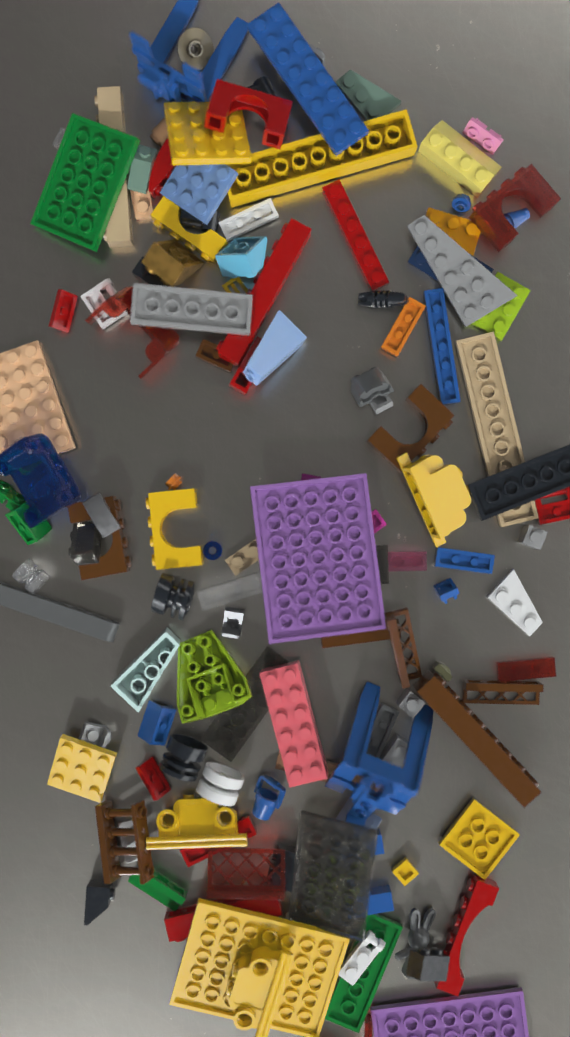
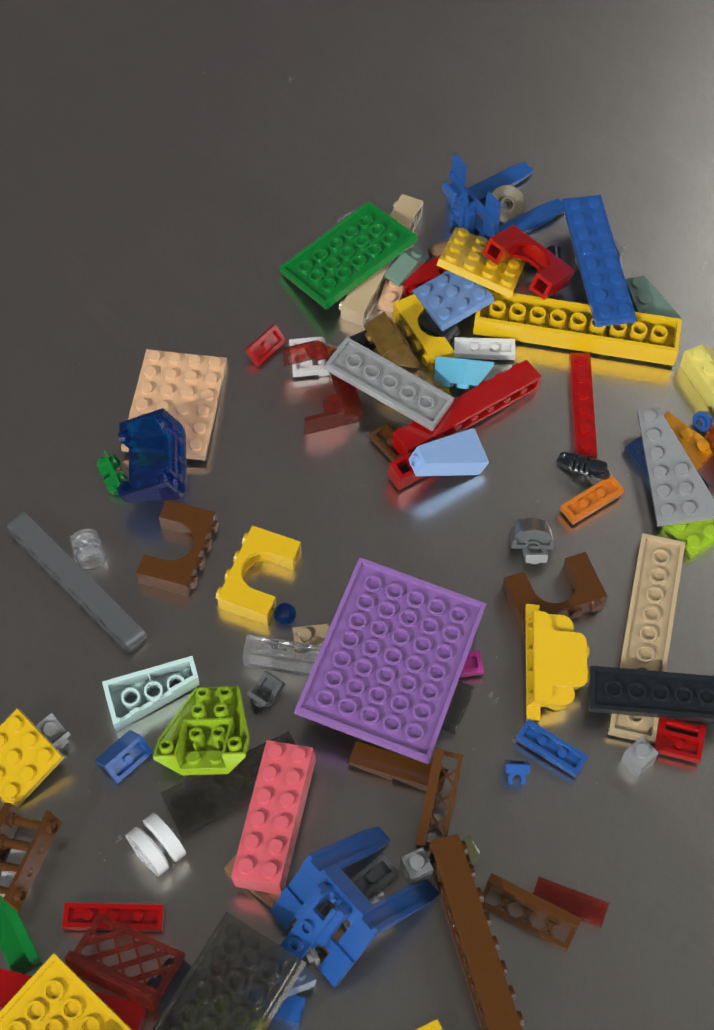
camera: 30 degrees right, 30 degrees down
(30, 536) = (112, 506): green panel -> none
(85, 543) = (162, 541): clear smoke brick -> none
(101, 514) = (194, 520): flat silver slope -> none
(153, 778) = (84, 810): red plate -> none
(171, 596) = (219, 630): black wheel -> none
(173, 482) = (284, 530): orange plate -> none
(183, 757) = (132, 796): black wheel -> none
(196, 825) = (101, 879): yellow brick -> none
(266, 799) = (192, 898): blue piece -> none
(407, 561) = (487, 719): clear pink plate -> none
(441, 346) = (624, 534): blue plate -> none
(515, 603) = (589, 823): white wing -> none

